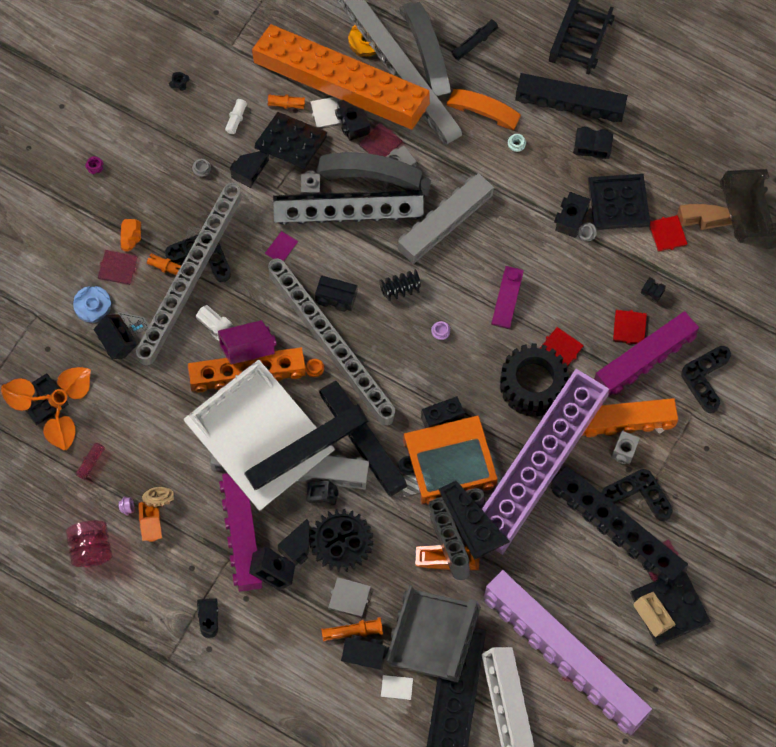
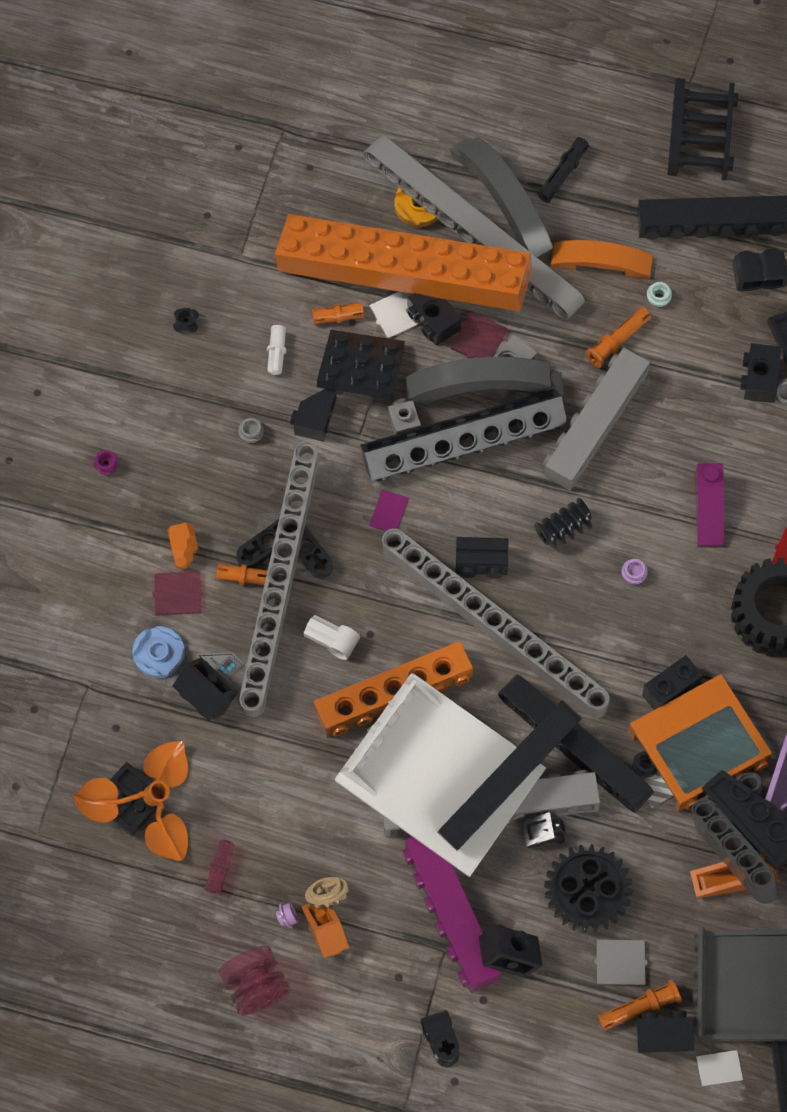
camera: 10 degrees left, 0 degrees up
(246, 342) = (384, 652): magenta brick -> none
(296, 544) = (531, 909): black slope -> none
(314, 368) = (483, 663): orange plate -> none
(471, 168) = (611, 343): none -> orange pin

